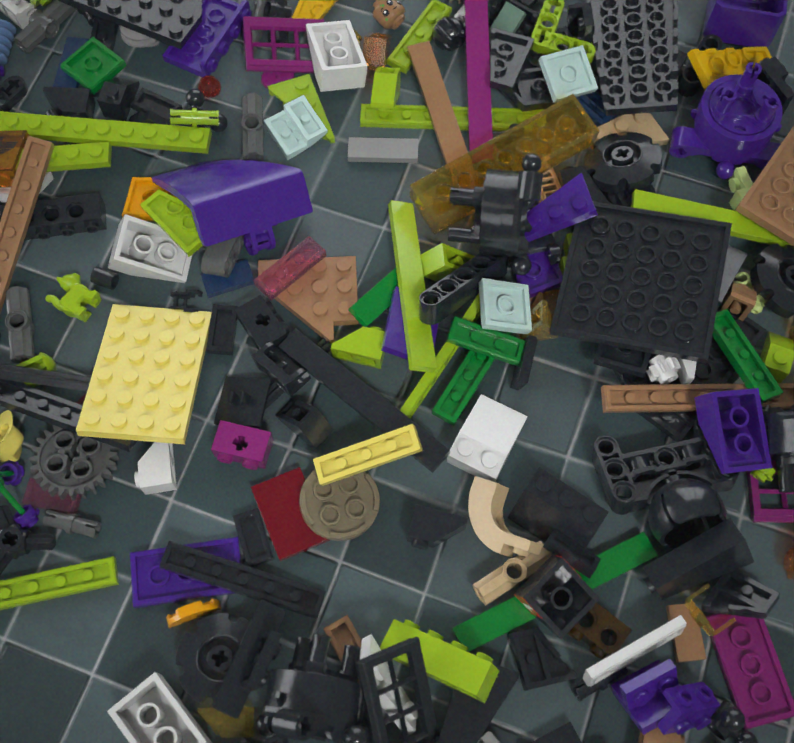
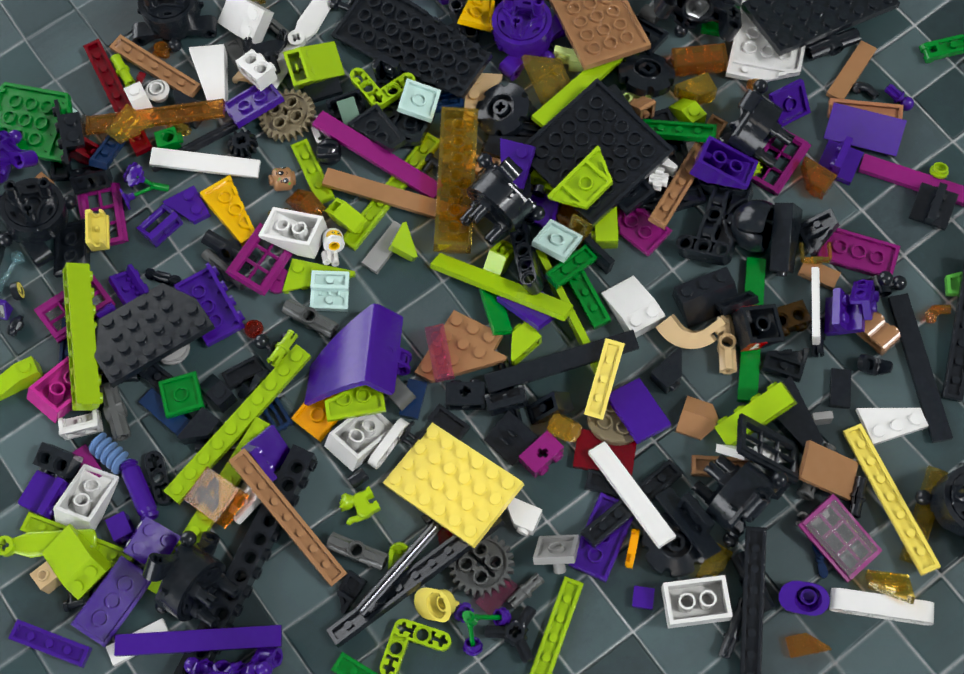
camera: 50 degrees left, 0 degrees up
(72, 172) = (268, 450): none -> dark purple bracket
(131, 527) = (556, 551): none -> light grey tile
(134, 164) = (283, 425): none -> dark blue tile
(137, 661) = (643, 597): none -> dark purple tile
(158, 282) = (388, 443): none -> white beam
(247, 573) = (632, 495): none -> white tile
(286, 449) = (564, 427): none -> clear yellow gear
(348, 98) = (333, 243): none -> white piece
(359, 519) = (638, 411): none -> dark purple tile
(394, 159) = (403, 244): none -> lime slope
(398, 593) = (697, 418): none -> medium nougat slope
(561, 354) = (607, 231): none -> lime slope
(584, 396) = (640, 231): none -> magenta tile
(593, 288) = (584, 182): none -> lime wing
(701, 178) = (546, 76): none -> clear yellow wing

